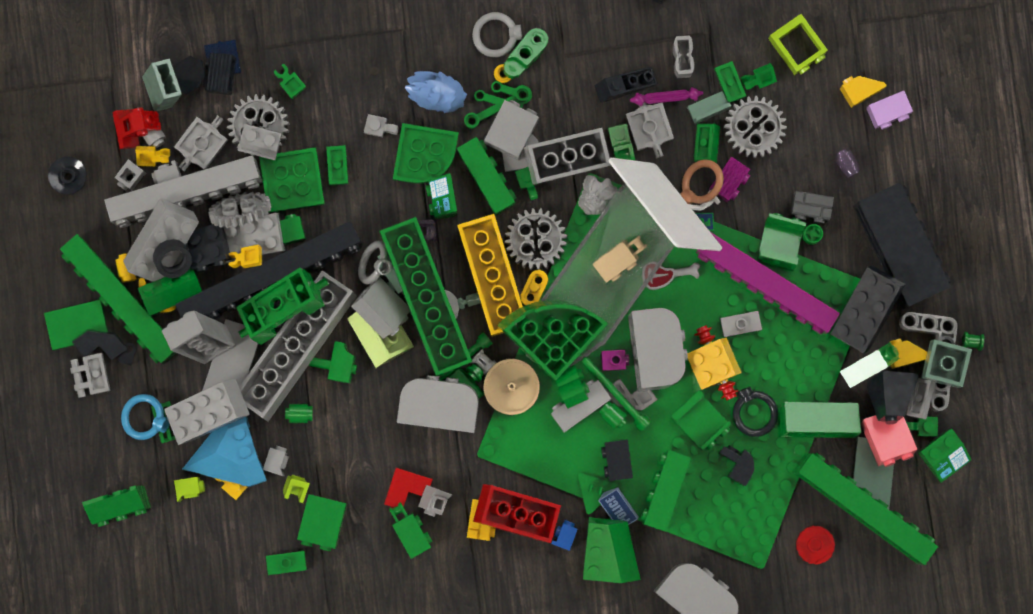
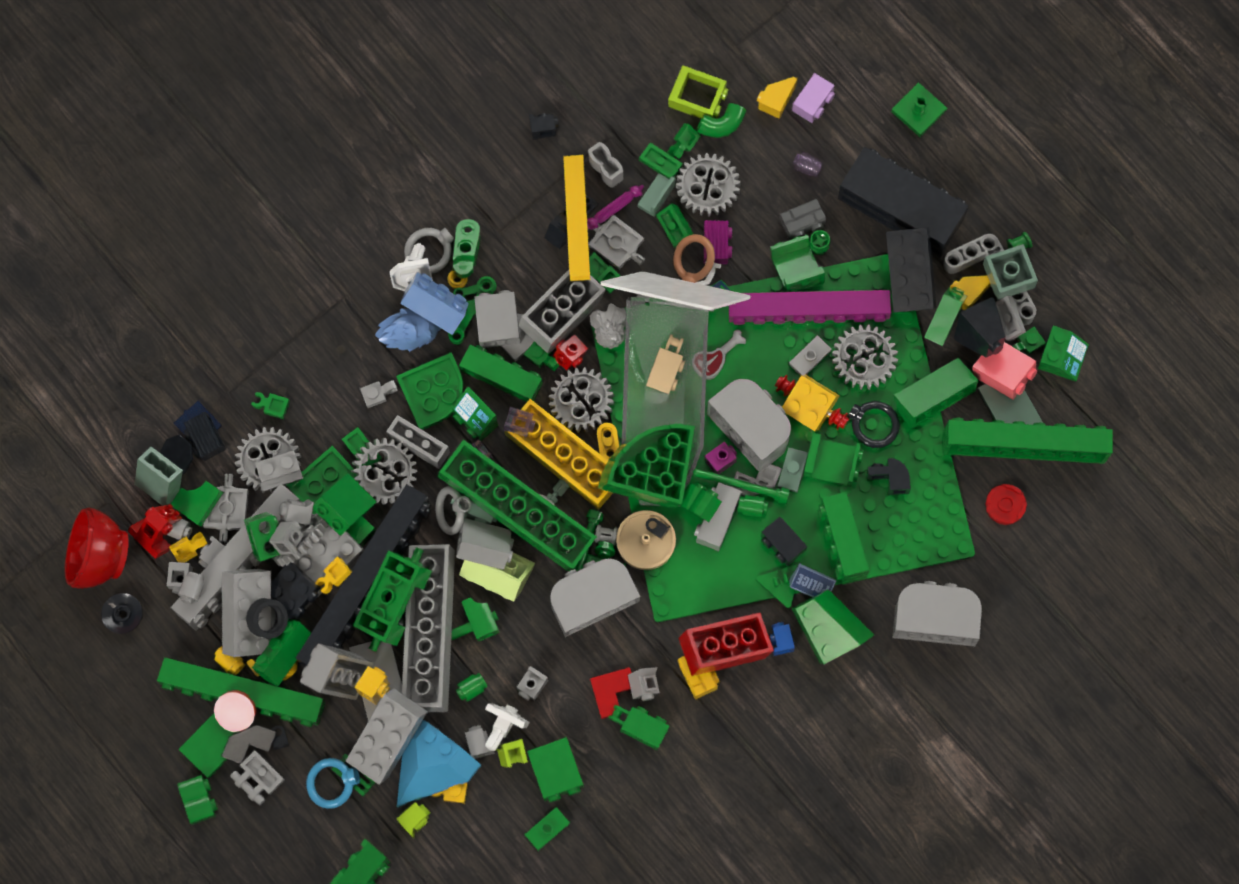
camera: 30 degrees left, 10 degrees down
(33, 362) = (197, 799): none -> green brick
(75, 113) = (94, 550): none -> red piece
(104, 313) = (235, 711): none -> tile
(128, 195) = (191, 588): none -> light grey brick
(180, 125) = (197, 503): none -> green tile
(206, 191) = (260, 538): none -> green brick
(222, 364) = (373, 684): none -> yellow brick
(227, 205) = (286, 537): none -> light grey brick
(249, 187) = (296, 511): none -> light grey window
(291, 205) = (344, 504): none -> green panel
(310, 457) = (506, 718): none -> white piece
(353, 437) = (538, 678): none -> light grey brick
(357, 187) = (392, 454): none -> light grey gear
(384, 189) = (418, 441): none -> light grey brick
(466, 222) = (520, 415): none -> window
(469, 85) = (435, 302): none -> medium blue brick
(470, 46) = (404, 272): none -> white piece
(527, 387) = (660, 530): none -> black piece
(551, 195) = (570, 352): none -> red brick
(628, 88) = (576, 218): none -> yellow tile
(665, 406) = (792, 469): none -> sand green tile
(786, 336) = (857, 341): none -> light grey gear
(801, 85) = (722, 126): none -> green cylinder
(969, 175) = (919, 109): none -> green tile

